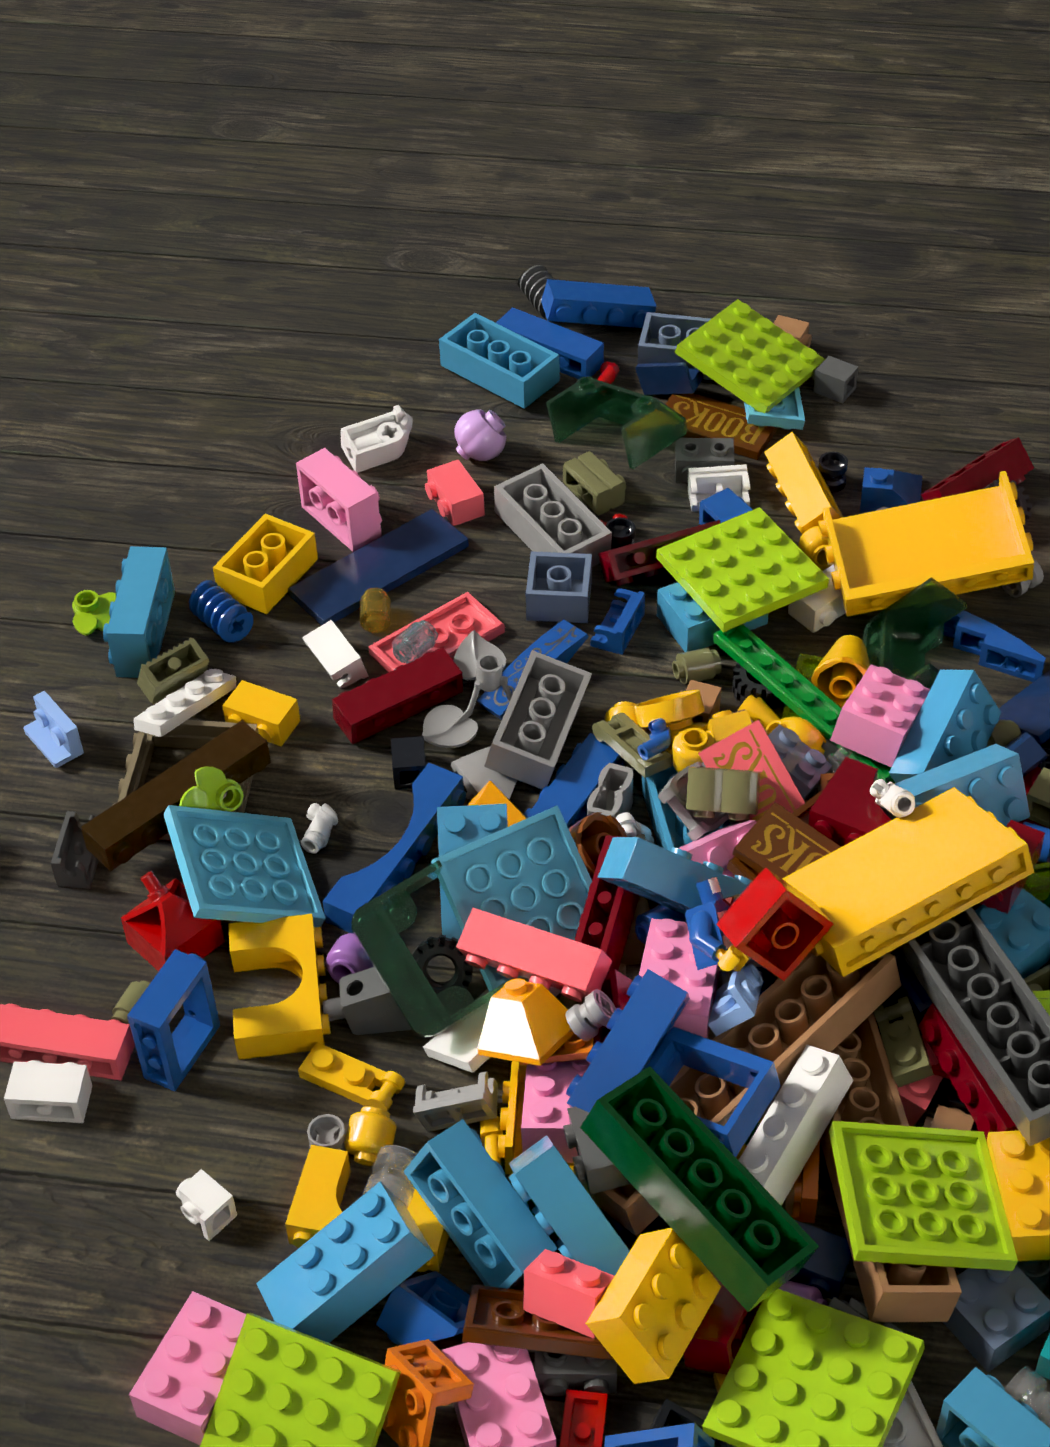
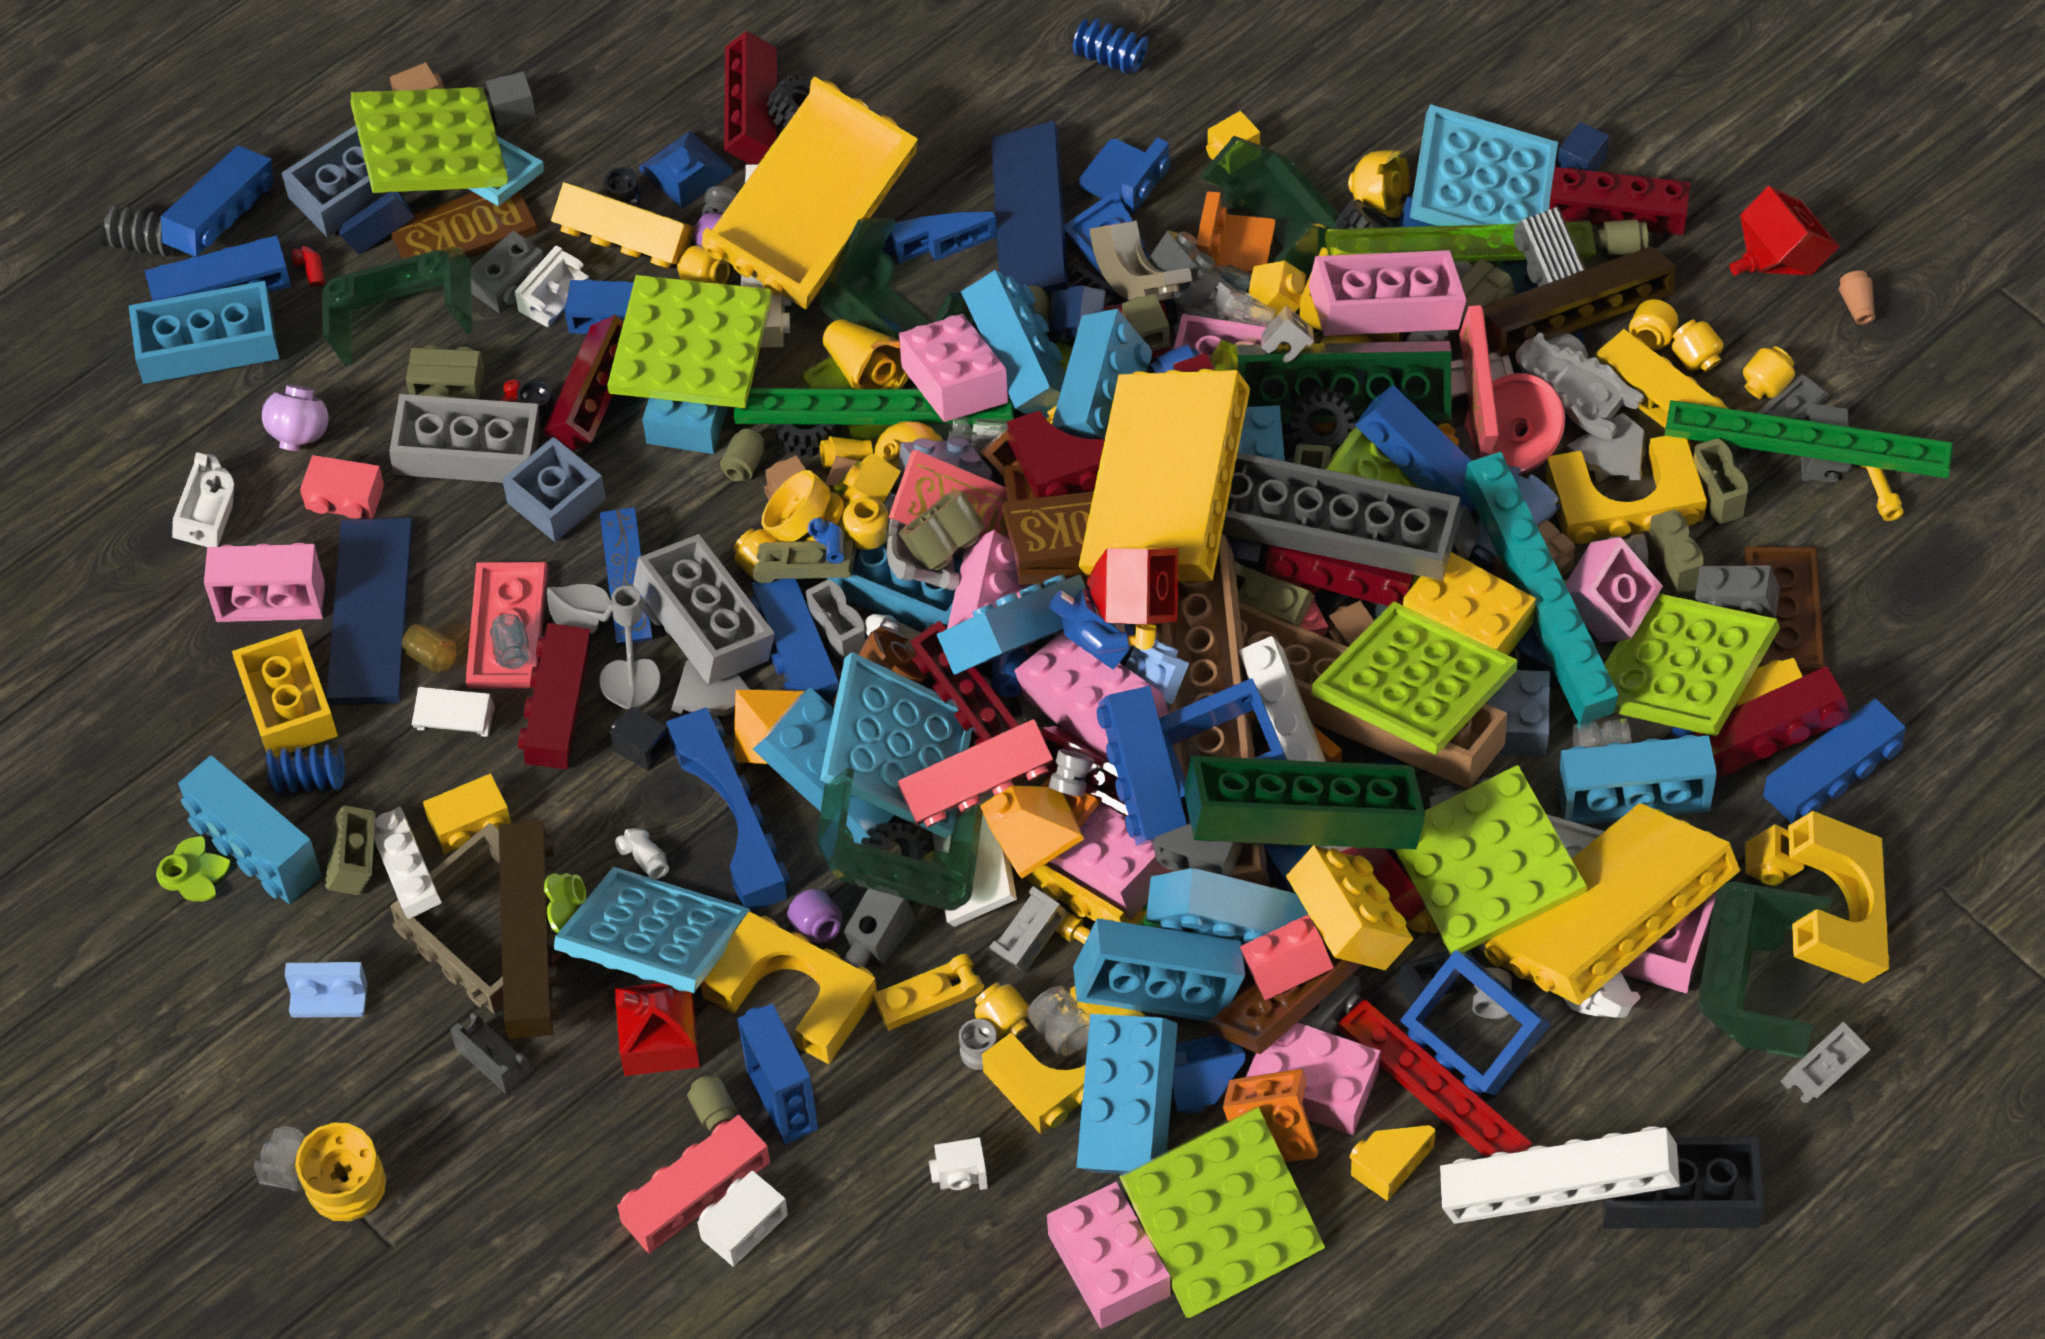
camera: 50 degrees left, 10 degrees up
(620, 622) = (632, 474): blue hinge -> none
(893, 798) = (1090, 421): white arm -> none

